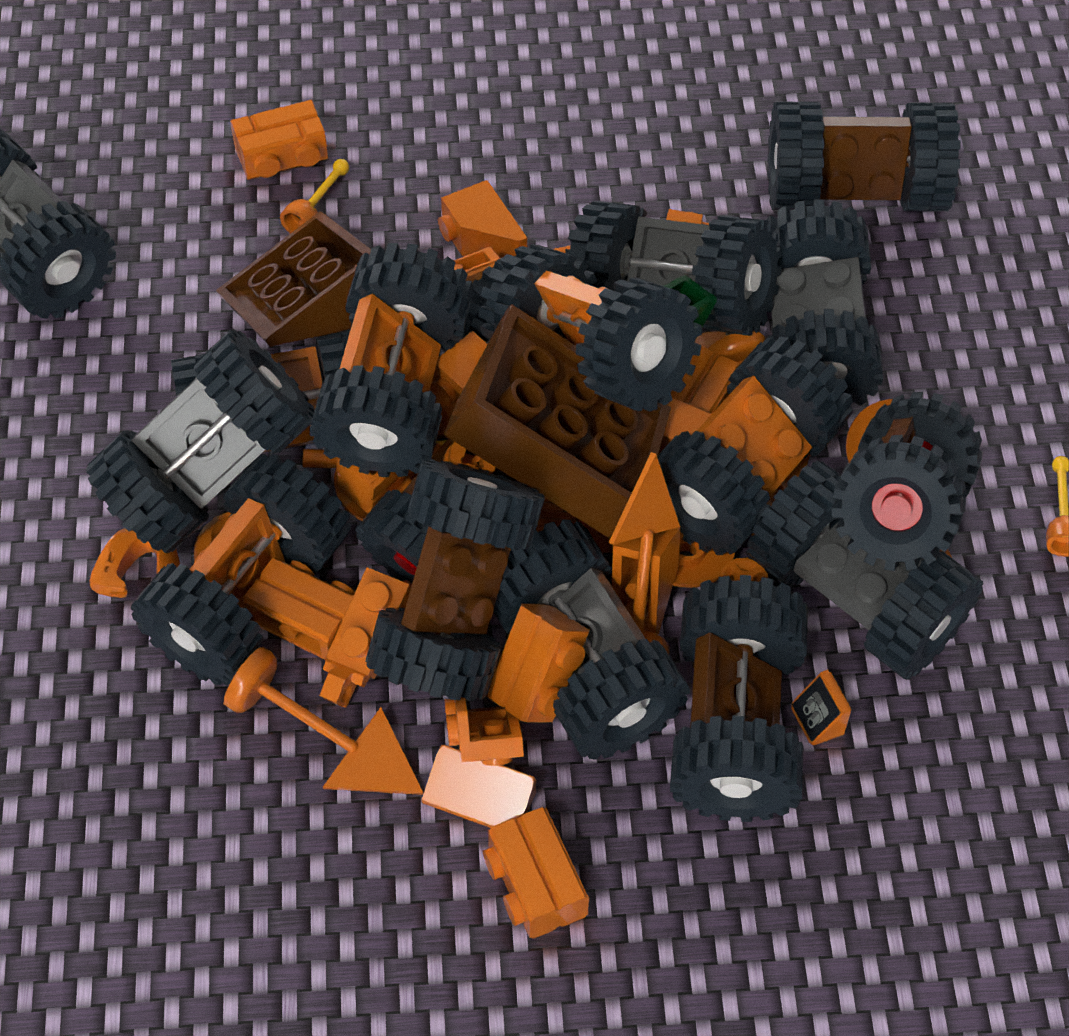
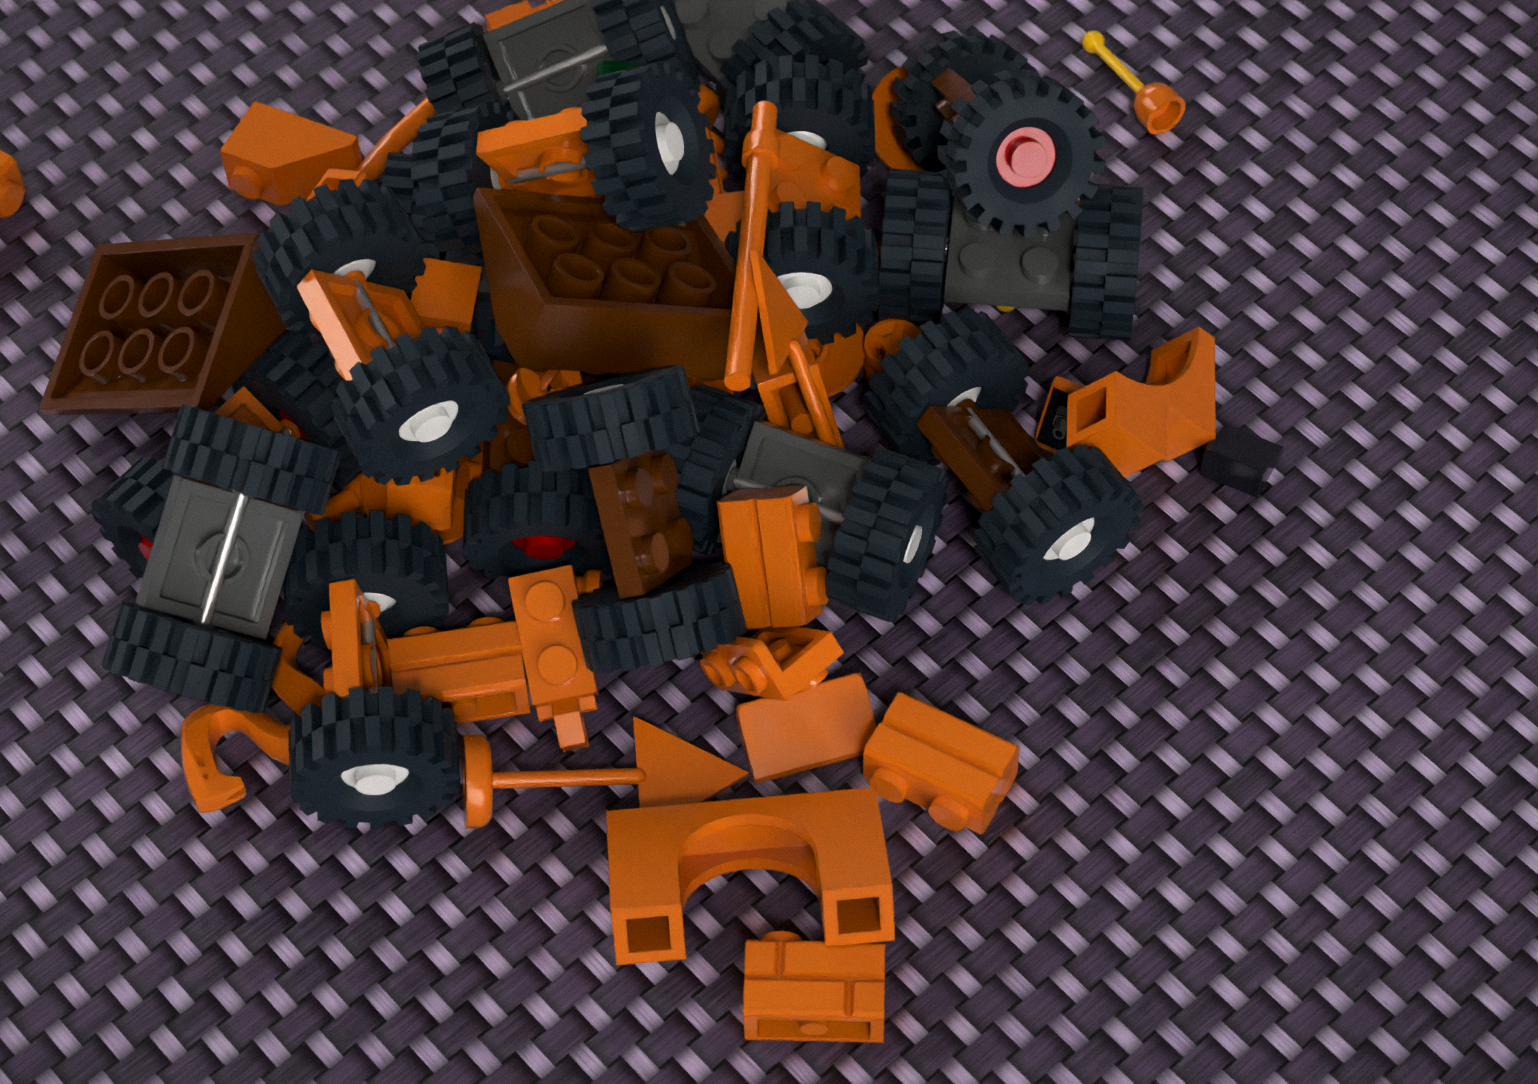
camera: 35 degrees left, 0 degrees up
(305, 208) = (66, 264): hinge -> none
(318, 807) = (819, 837): none -> orange arch
(333, 960) = (813, 990): none -> orange brick
(726, 398) = (760, 159): none -> orange bar
(888, 749) = (1151, 420): none -> orange arch
(917, 810) = (1240, 460): none -> black slope

